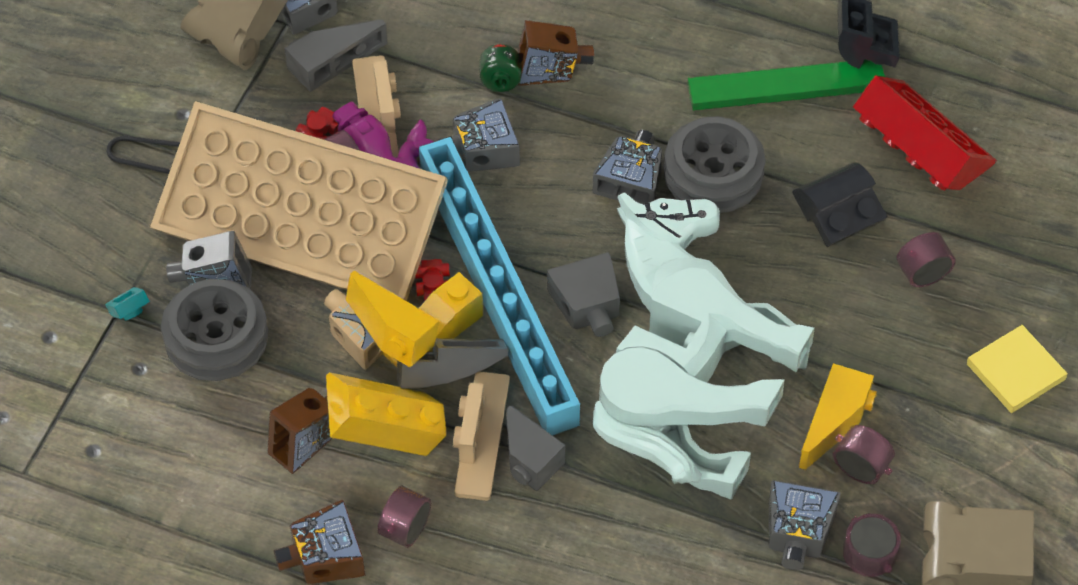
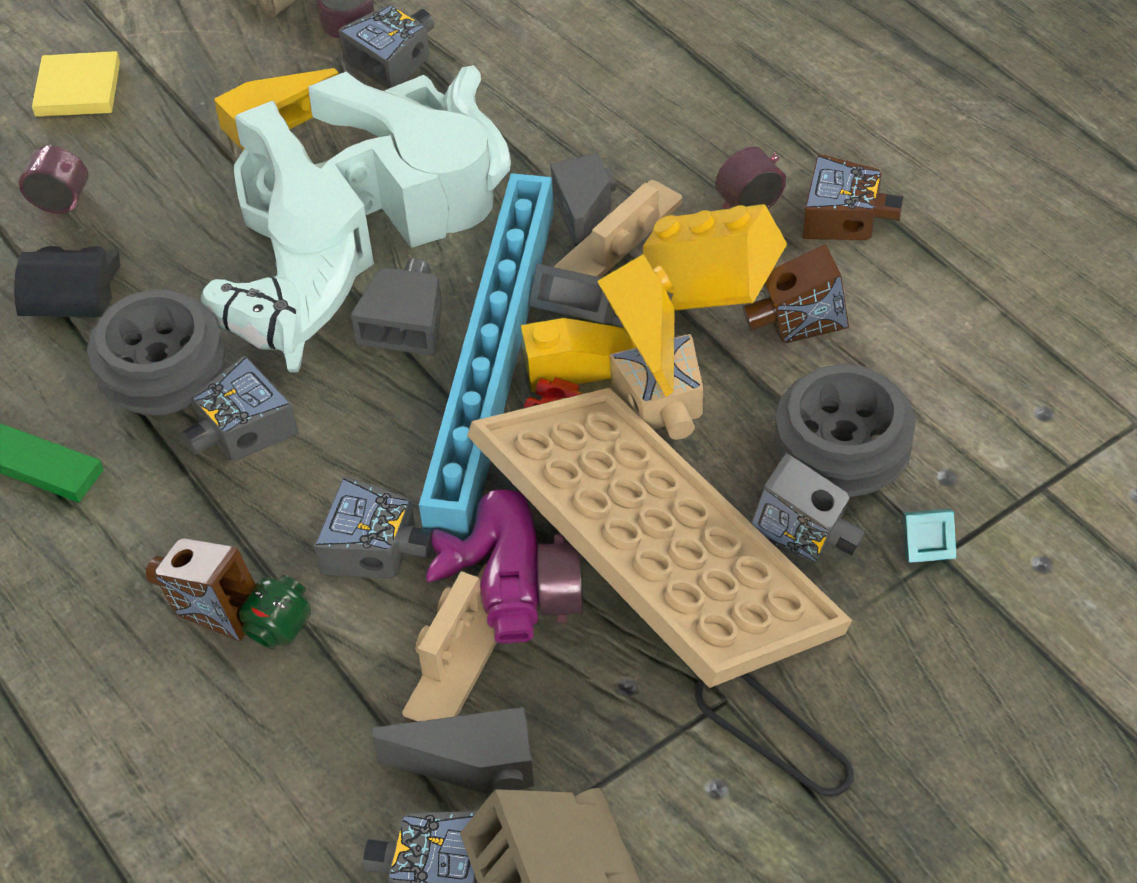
camera: 145 degrees left, 5 degrees down
(319, 123) = (554, 658): red piece -> none
(863, 454) = (284, 52): clear pink piece -> none

